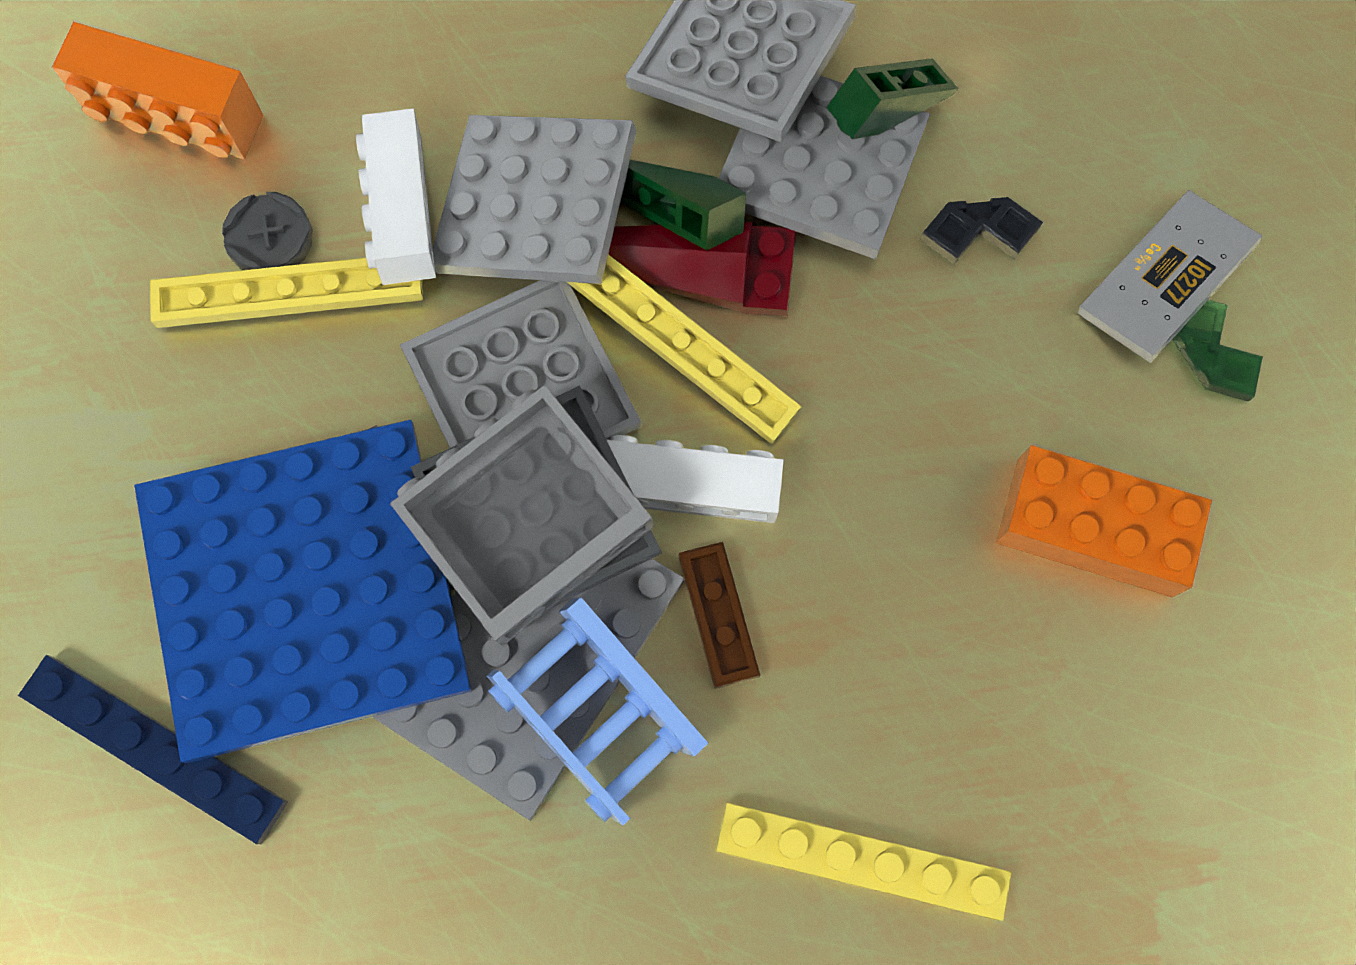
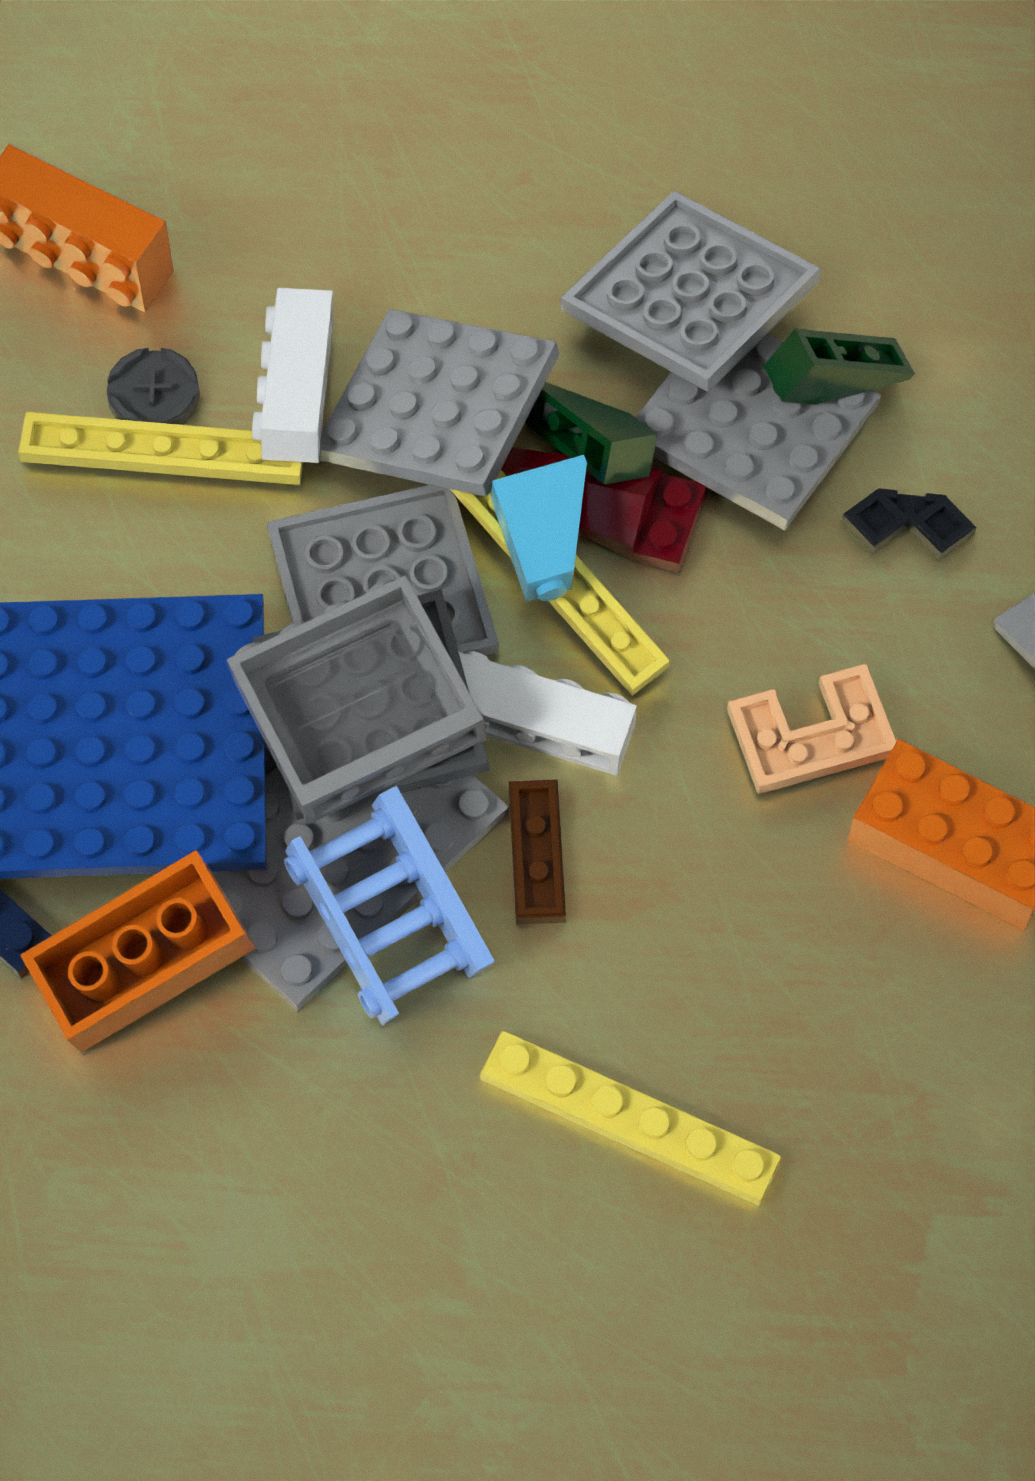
camera: 15 degrees right, 10 degrees down
(365, 810) = (137, 951): none -> orange brick
(660, 302) = (541, 524): none -> medium azure slope
(923, 478) = (786, 757): none -> light nougat plate

